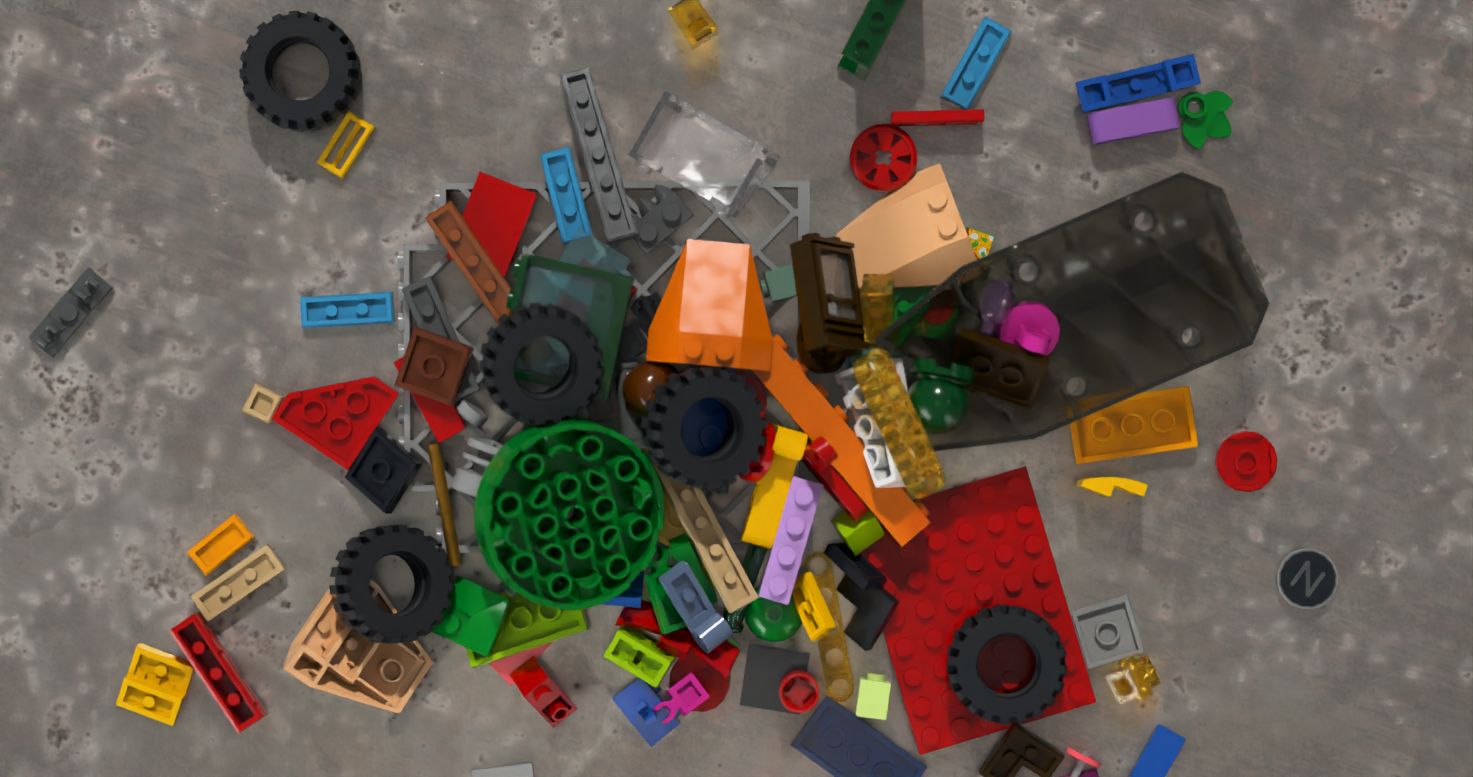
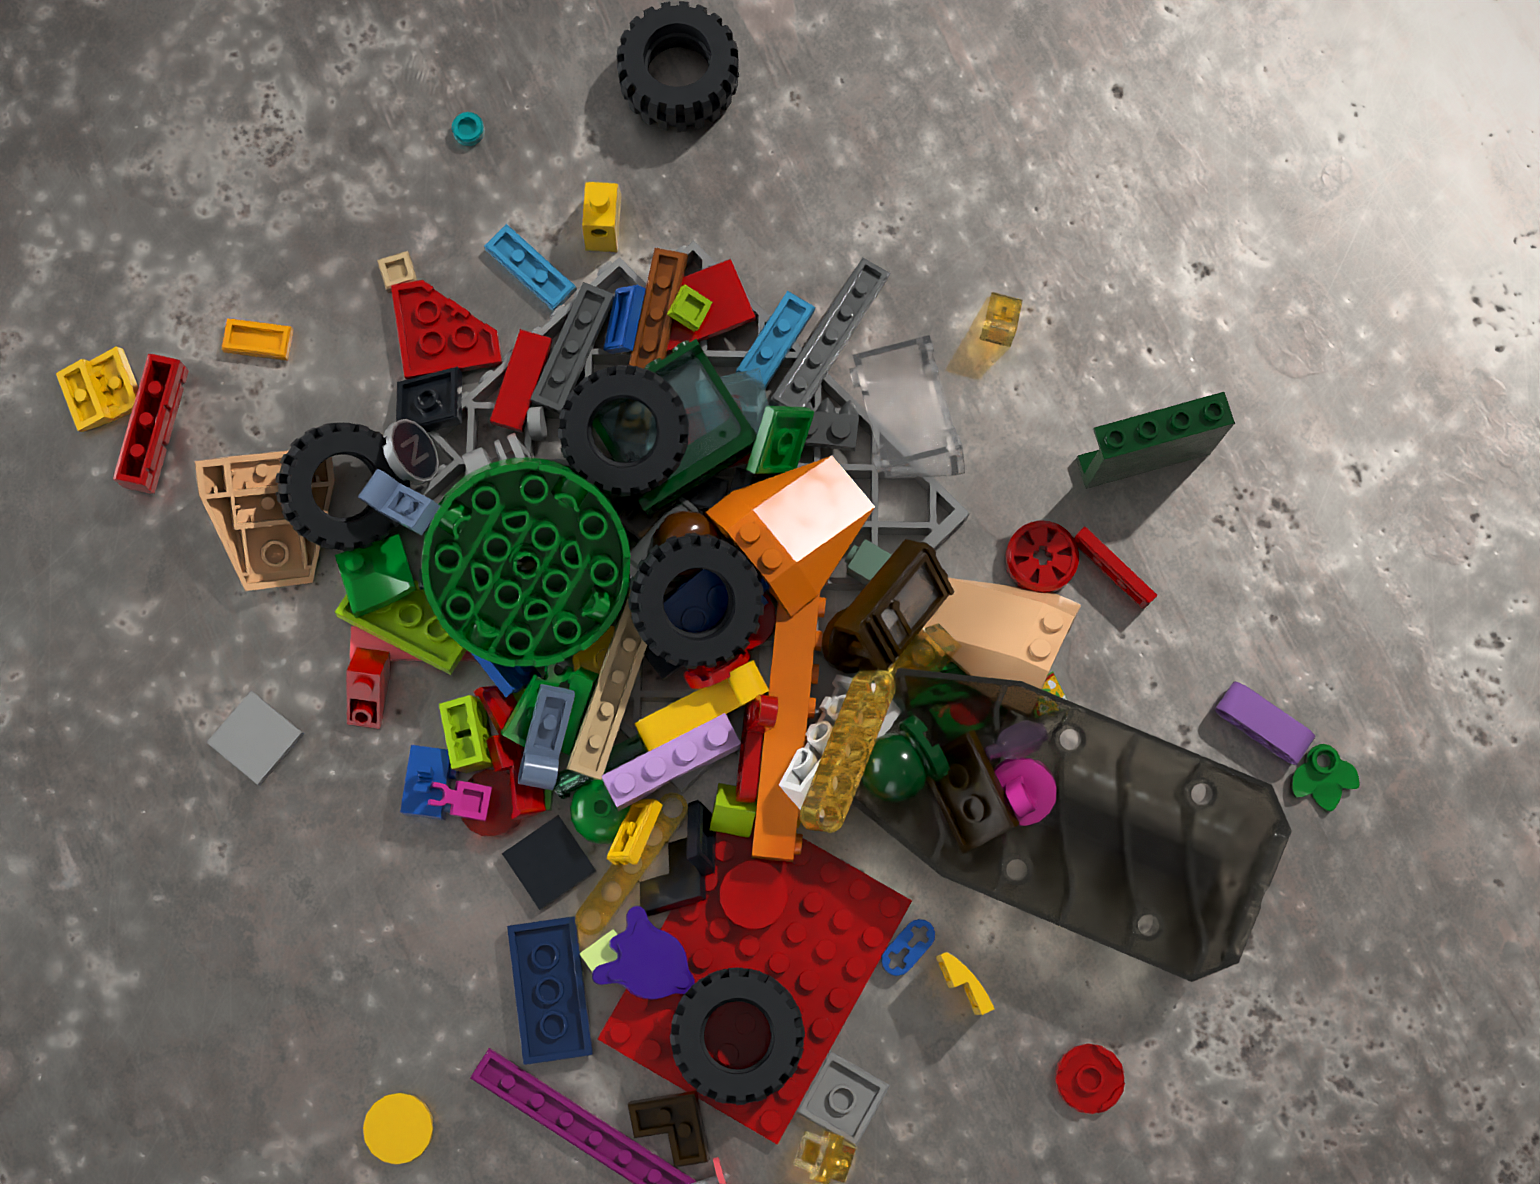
camera: 50 degrees right, 10 degrees down
(70, 312) = (335, 72): dark grey plate -> none
(202, 258) = (468, 129): none -> teal tile
(238, 582) = (238, 377): tan plate -> none
(355, 152) = (656, 165): yellow tile -> none
(360, 228) = (602, 212): none -> yellow torso
(414, 518) = (410, 452): none -> tile
(434, 366) = (545, 359): copper tile -> none
(444, 504) = (455, 456): pearl gold bar -> none
(449, 560) = (399, 502): none -> sand blue plate
(454, 285) = (624, 319): none -> blue tile
(490, 234) = (689, 308): none -> lime tile
(644, 263) = (780, 439): none -> green tile
(799, 691) = (555, 887): red wheel -> none
(902, 676) = (647, 961): none -> dark purple tile
(925, 567) = (753, 894): none -> red tile
(975, 64) = (1184, 559): dark azure tile -> none
(1060, 497) = (901, 942): none -> blue beam
(1136, 426) = (1029, 957): light orange plate -> none
(1138, 83) = (1296, 699): blue slope -> none

